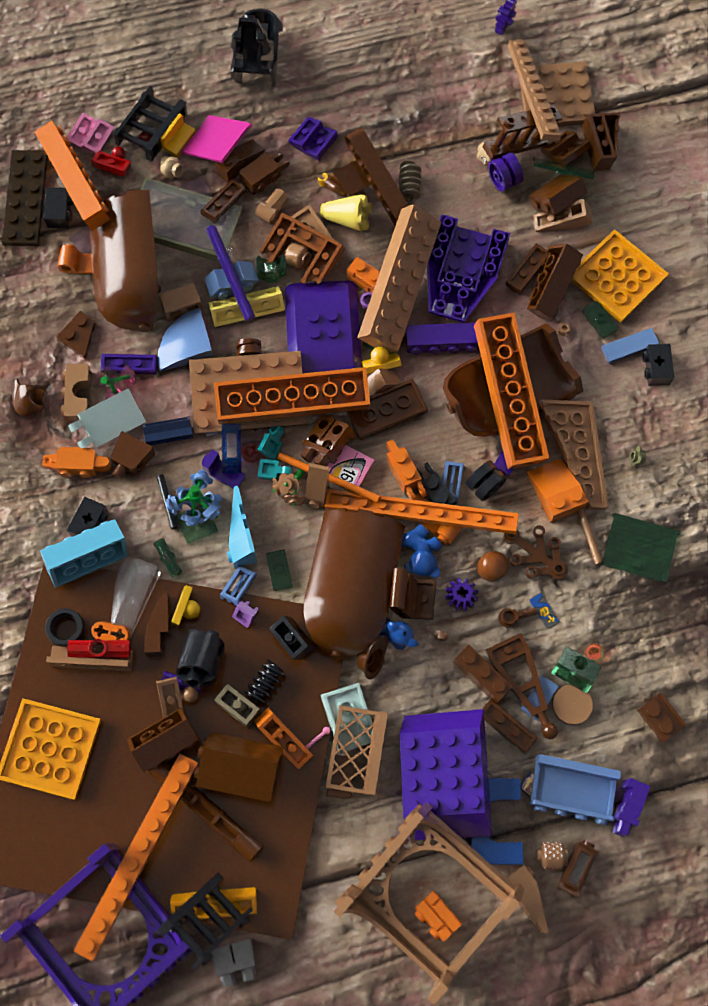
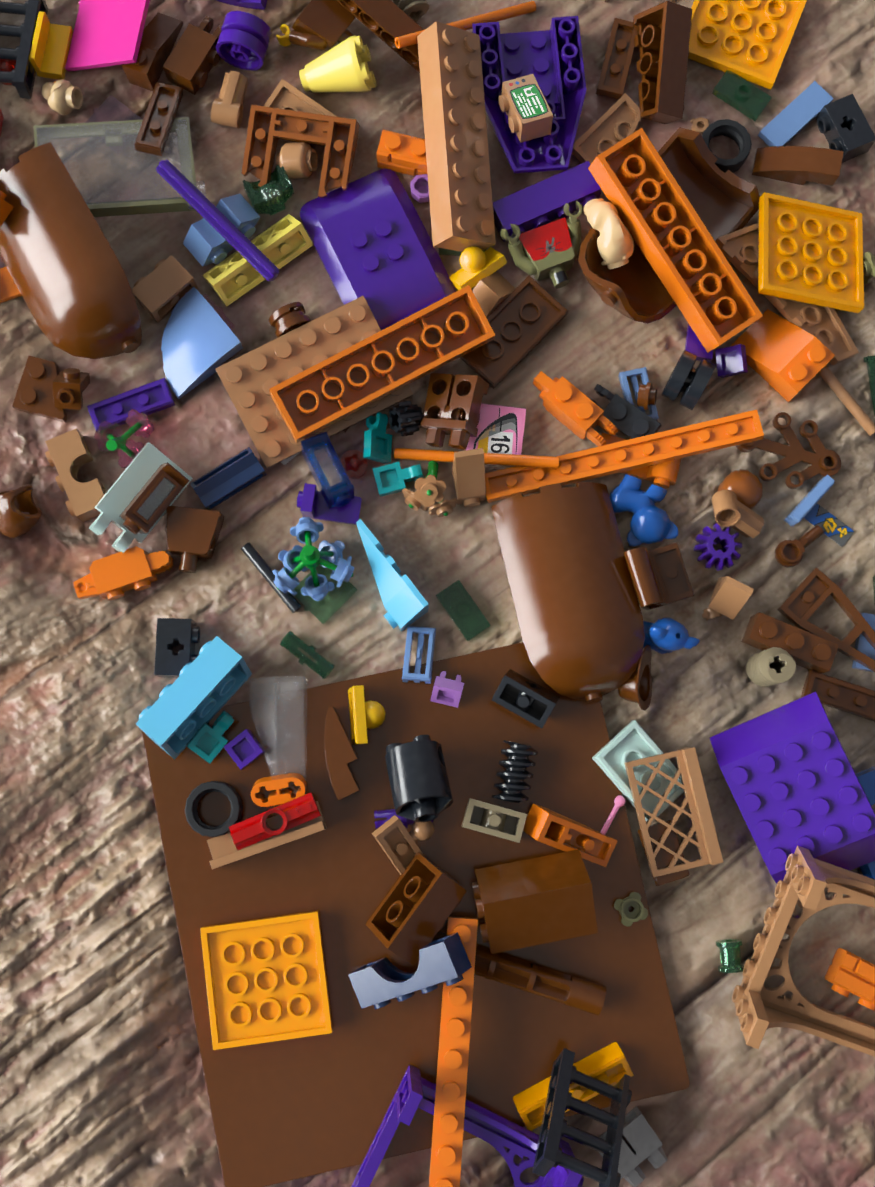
camera: 25 degrees left, 10 degrees up
(82, 584) = (210, 740): none -> teal plate
(95, 338) = (69, 388): none -> reddish brown bracket
(101, 598) = (244, 749): none -> dark purple plate
(114, 423) = (153, 499): none -> reddish brown window
(159, 775) = (438, 962): none -> arch
(294, 436) = (405, 418): none -> black gear
(295, 174) = (243, 40): none -> dark purple wheel
(302, 808) = (629, 917): none -> olive plate
(356, 862) = (730, 955): none -> clear green bush
(430, 367) = (547, 249): none -> torso
(437, 213) = (466, 24): none -> orange piece
(450, 275) = (526, 108): none -> medium nougat brick
(453, 627) = (729, 596): none -> medium nougat slope
(454, 480) = (646, 395): none -> reddish brown plate
(465, 676) = (777, 659): none -> dark tan piece
(473, 375) = (615, 240): none -> tan animal
(477, 574) = (734, 514): none -> medium nougat piece
(510, 304) = (608, 130): none -> medium nougat wing
(521, 480) = (731, 361): none -> dark purple plate
(535, 589) = (809, 500): none -> medium blue tile
(582, 337) = (738, 134): none -> black tyre
(600, 432) = (810, 253): none -> light orange plate
(617, 375) = (798, 164): none -> reddish brown slope

